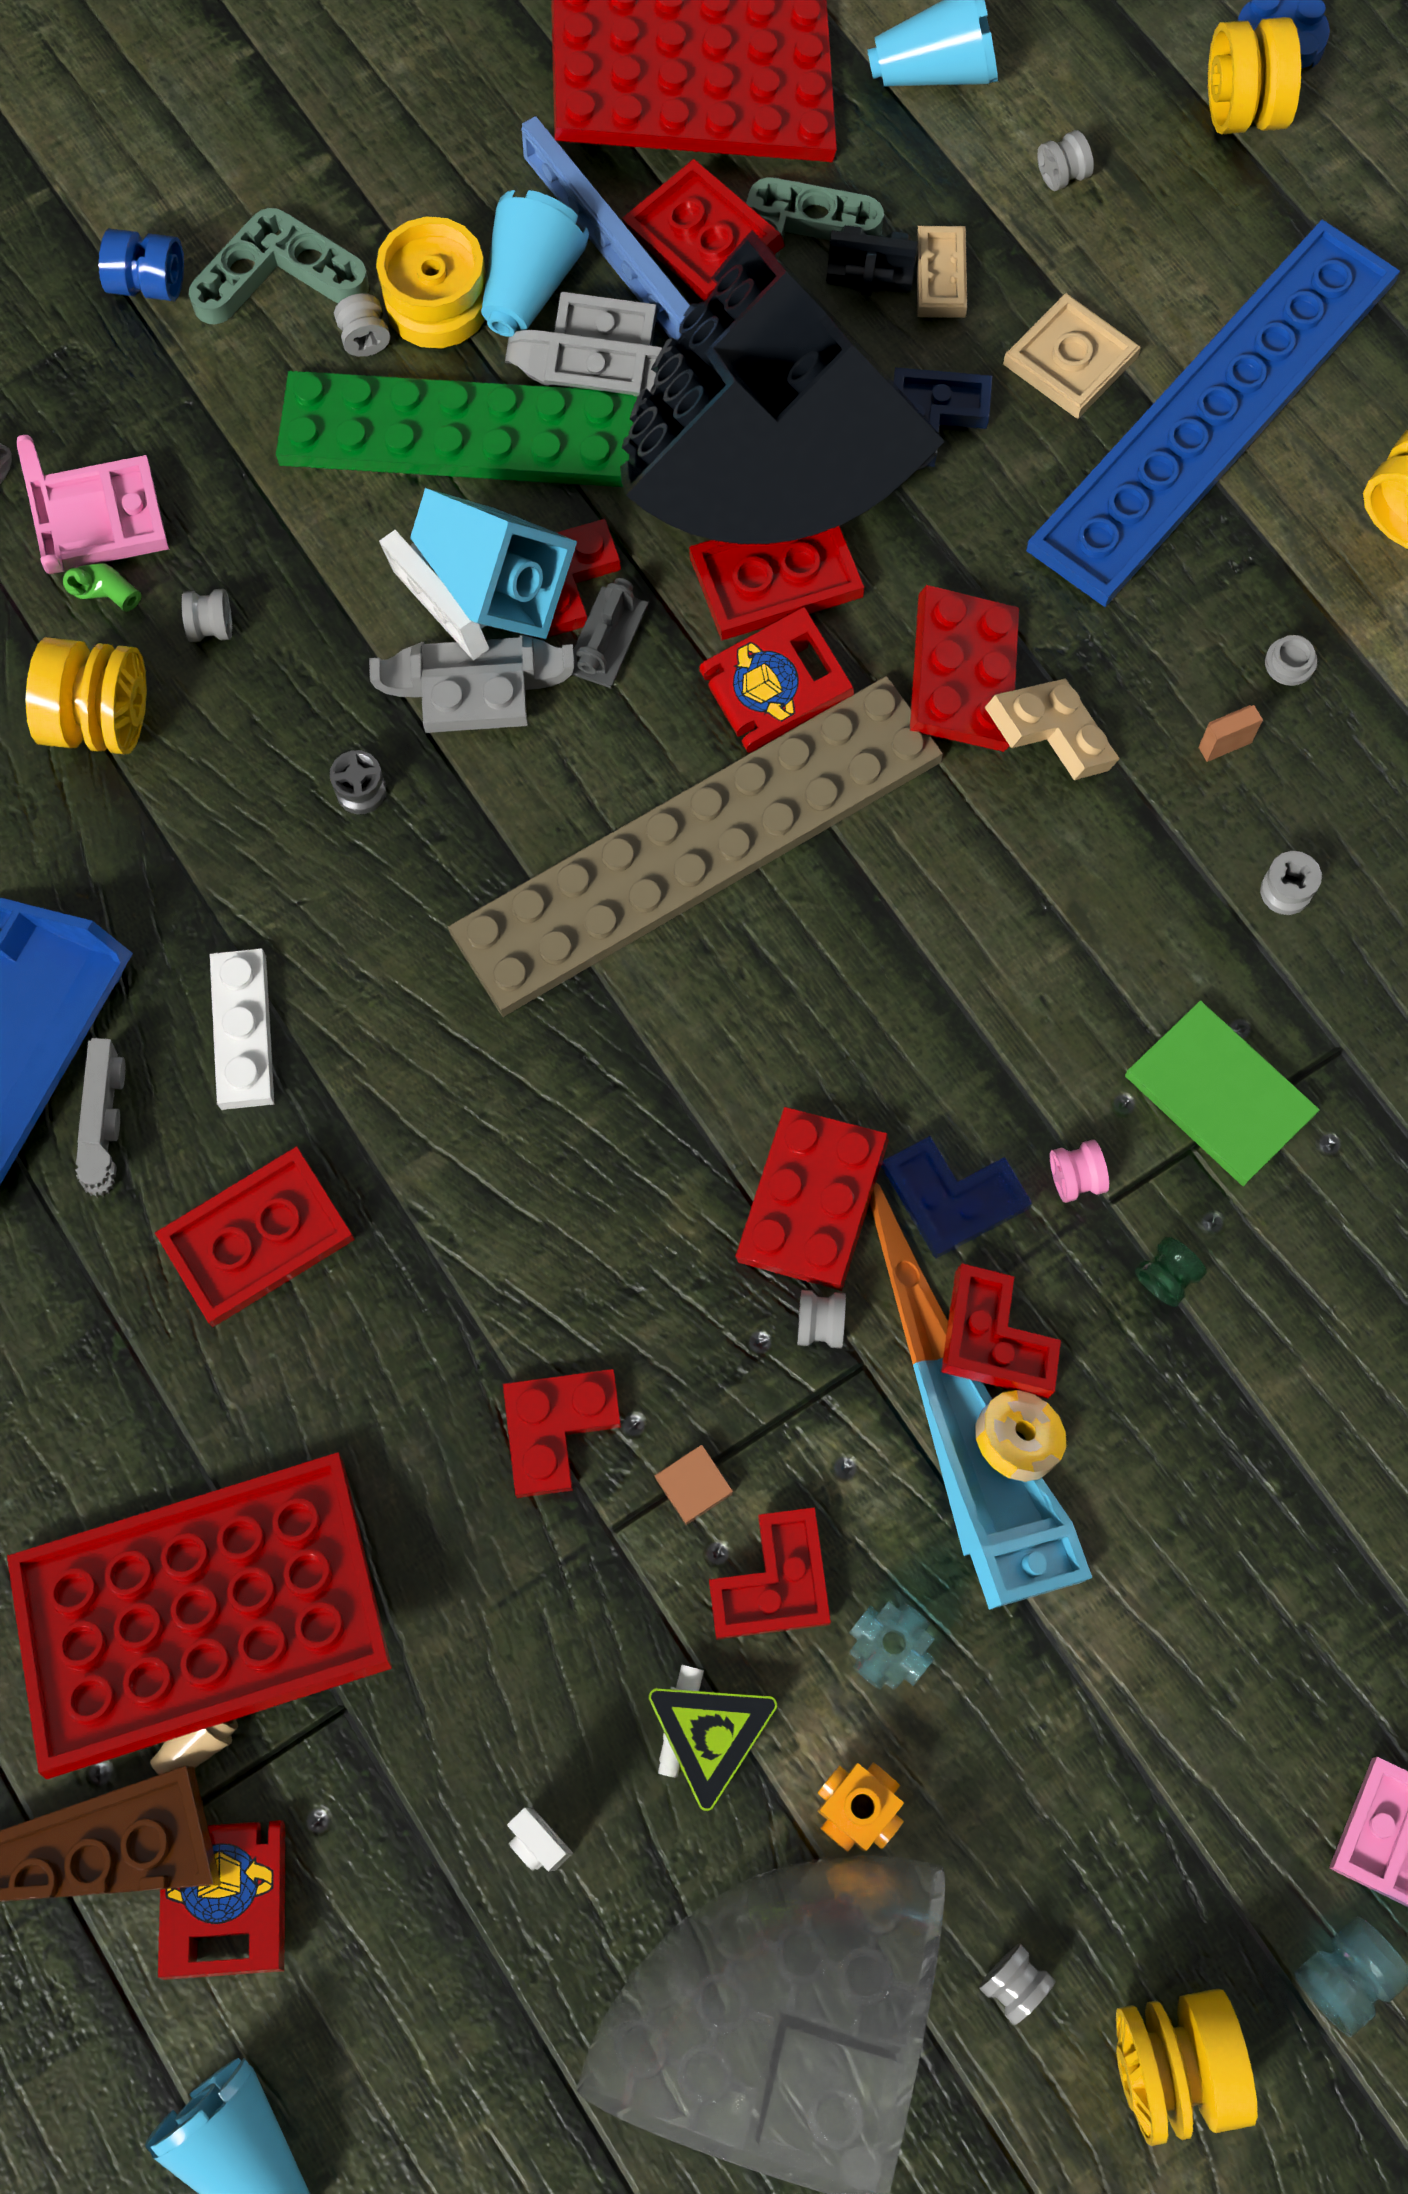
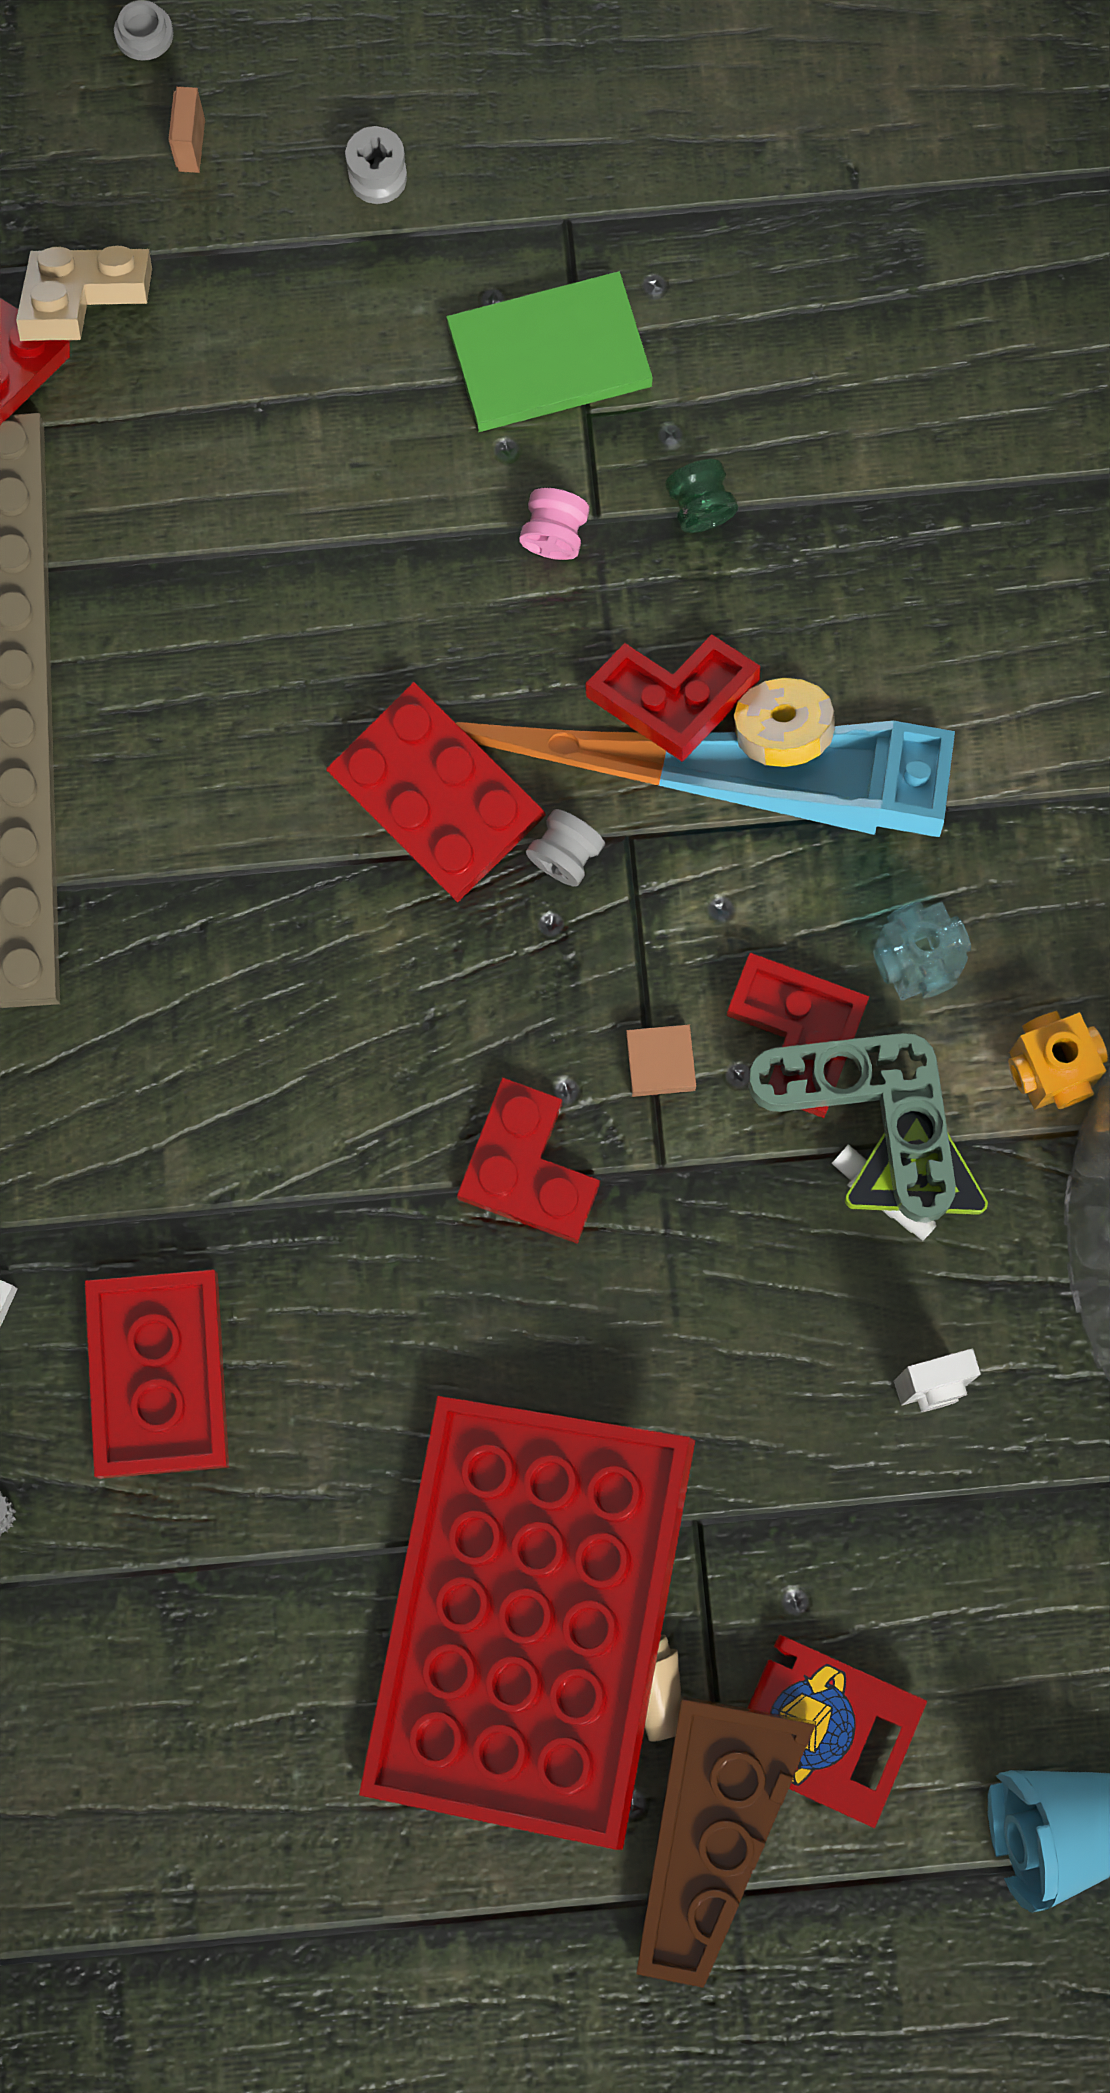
camera: 60 degrees left, 5 degrees up
(754, 1687) = (895, 1097): none -> sand green beam
(949, 1210) = (520, 670): clear blue plate -> none

